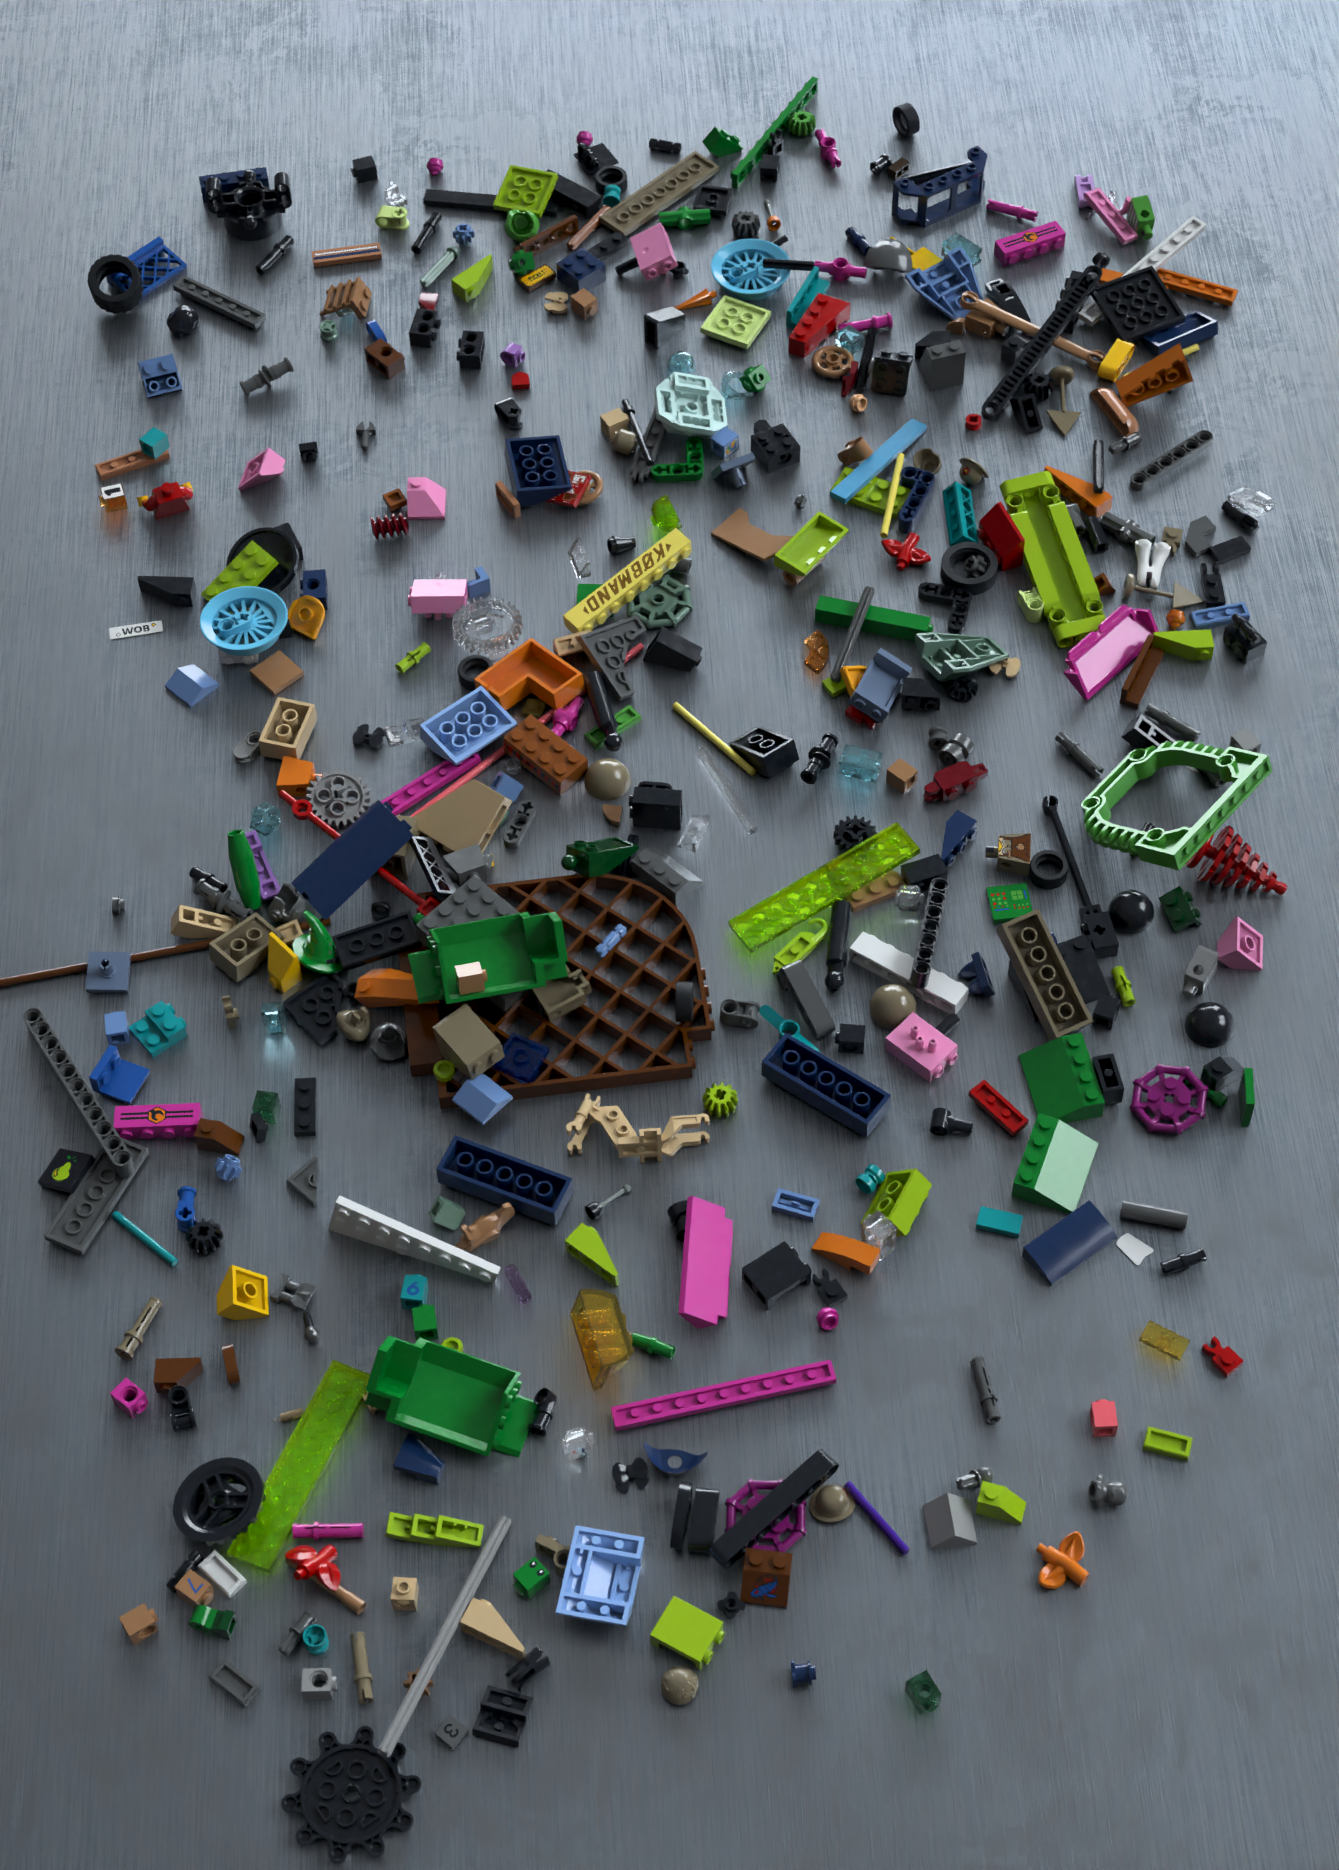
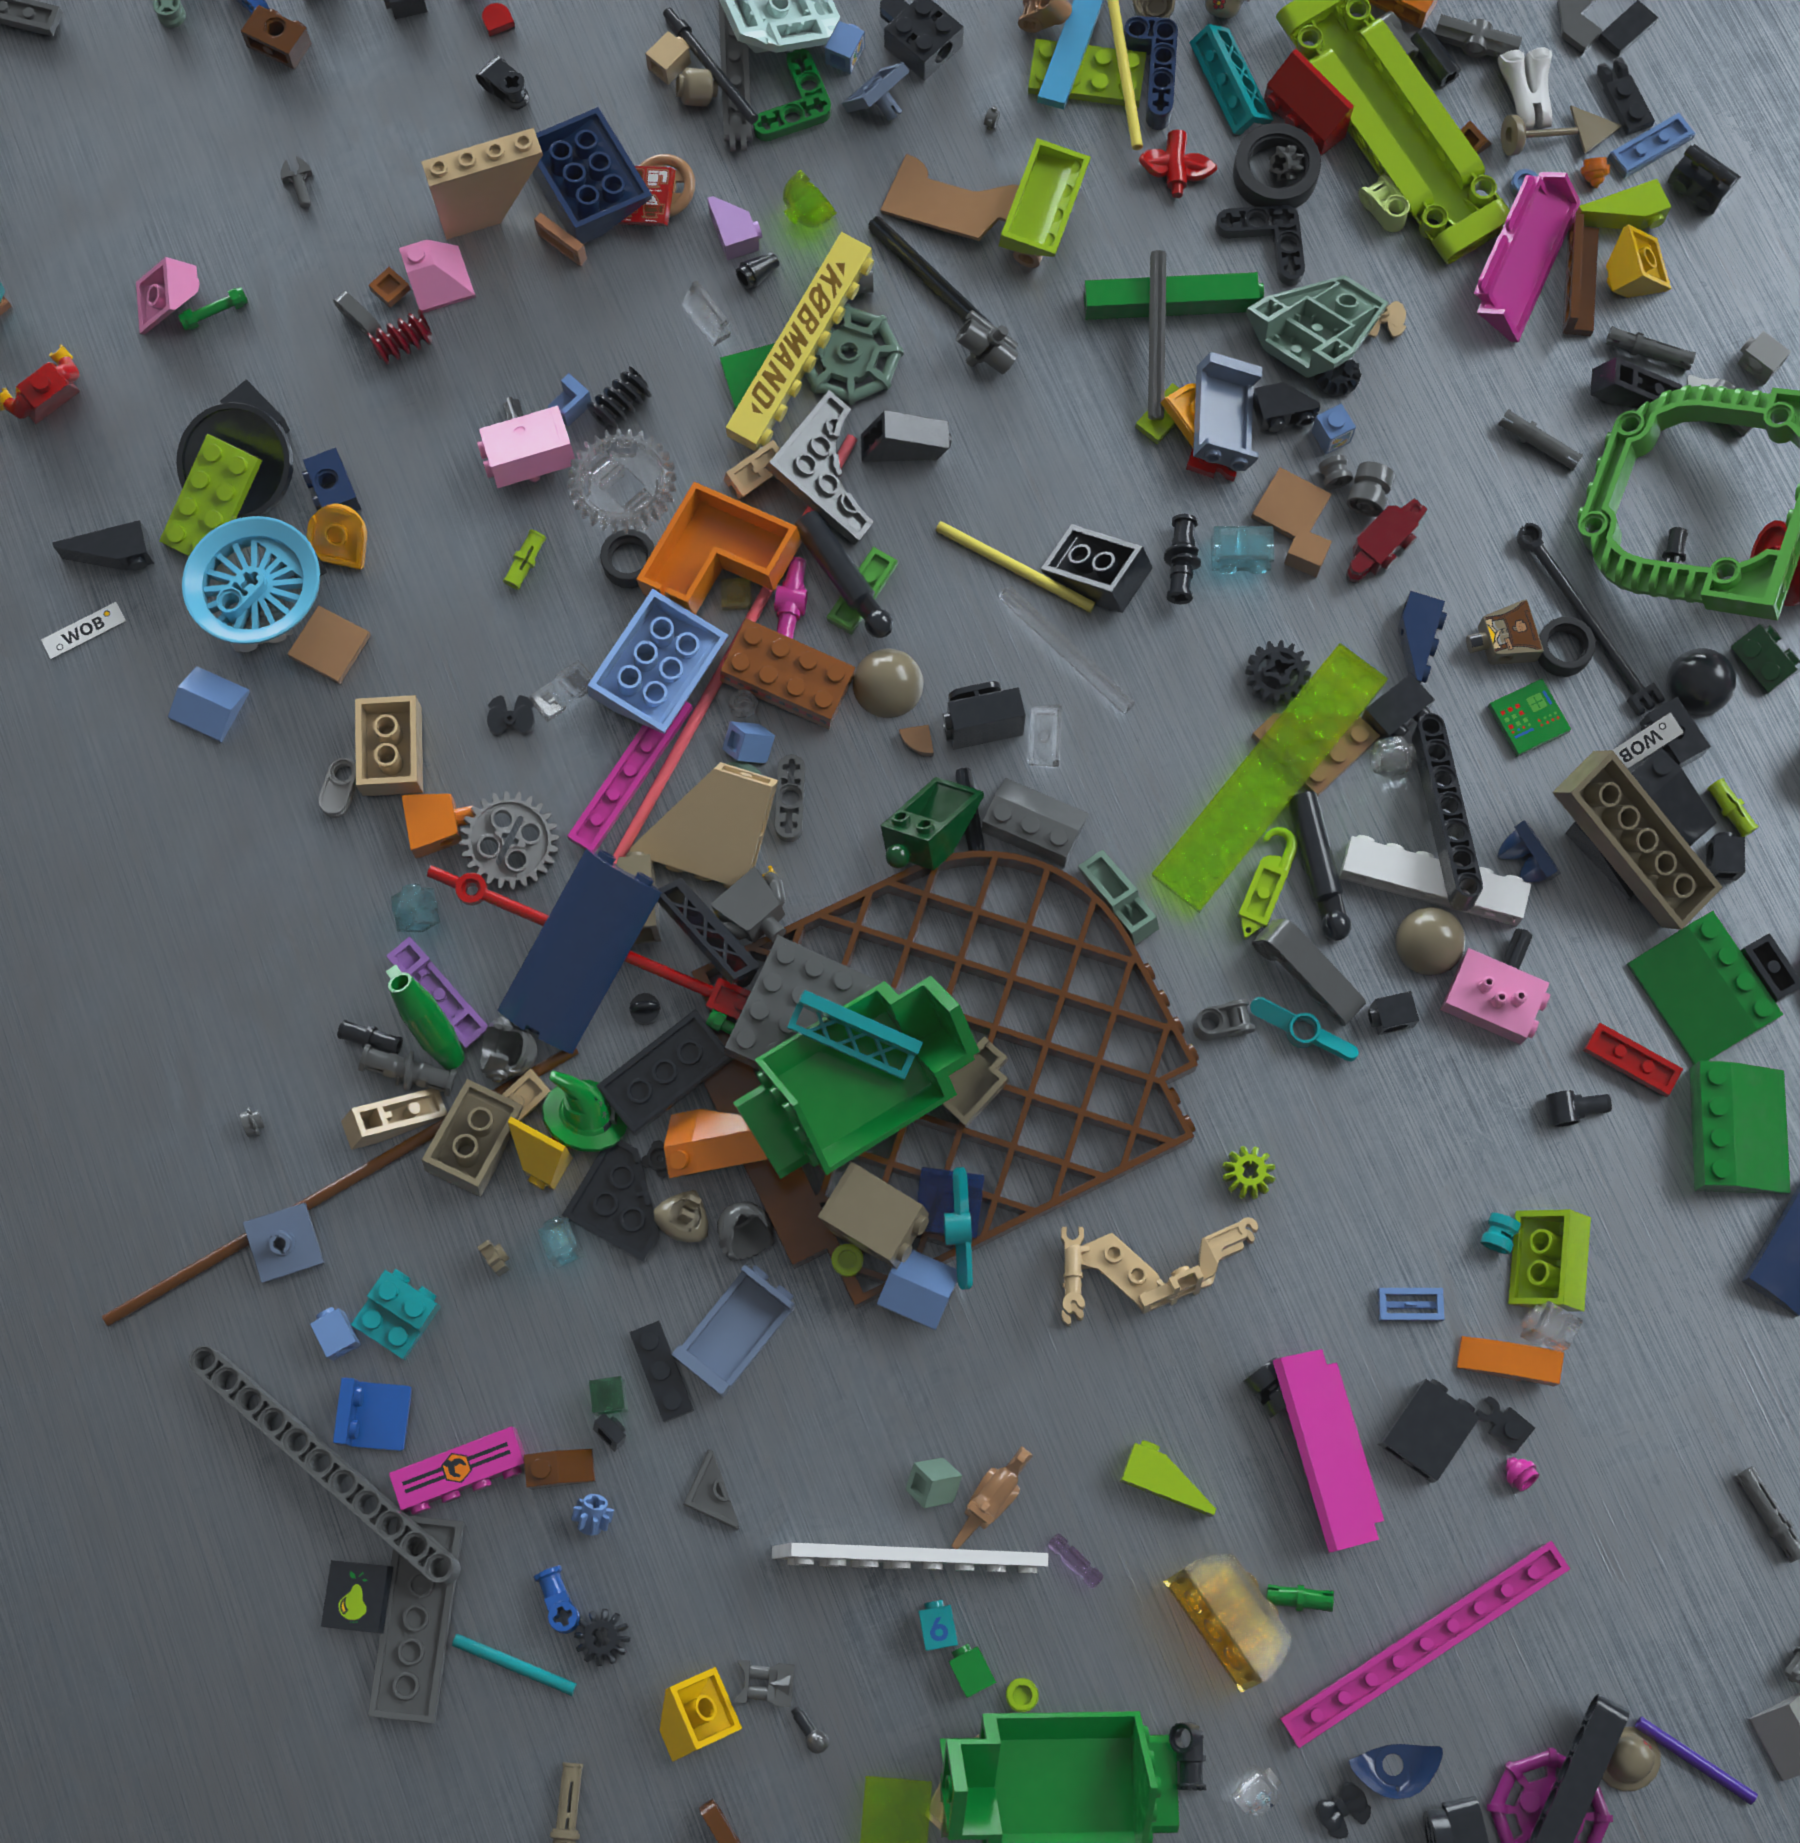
camera: 20 degrees left, 20 degrees up
(266, 376) = (106, 120): dark grey piece -> none
(302, 484) = (191, 318): none -> green bar
(308, 449) = (222, 235): black tile -> none
(360, 1096) = (735, 1330): none -> sand blue panel
(368, 506) = (356, 313): none -> dark grey beam
(468, 451) = (481, 182): none -> tan slope
(470, 978) = (846, 1122): medium nougat brick -> none
(500, 925) = (859, 1023): none -> teal fence
(504, 1180) = (999, 1407): dark blue brick -> none
(507, 588) = (619, 398): none -> black piece
(519, 1064) = (958, 1229): none -> teal piece
(595, 1209) = (1139, 1405): hinge -> none
(611, 940) = (1004, 967): medium blue axle -> none
(616, 519) = (734, 228): none -> lavender slope
(684, 1002) = (1153, 1044): black tyre -> none
(703, 929) = (1120, 896): none -> sand green slope
(727, 574) = (921, 268): none -> black axle
(744, 614) = (987, 343): none -> dark grey pin
(818, 652) = (1110, 371): clear orange tile -> none
(826, 1085) = (1390, 1104): dark blue brick -> none
(903, 746) = (1290, 504): none -> medium nougat tile
(946, 713) = (1333, 428): none -> medium blue brick
(999, 1221) = (1696, 1240): teal tile -> none
(1085, 928) = (1648, 740): none -> white sticker
(1172, 537) = (1541, 31): dark tan plate -> none
(1181, 674) = (1637, 265): none -> yellow slope

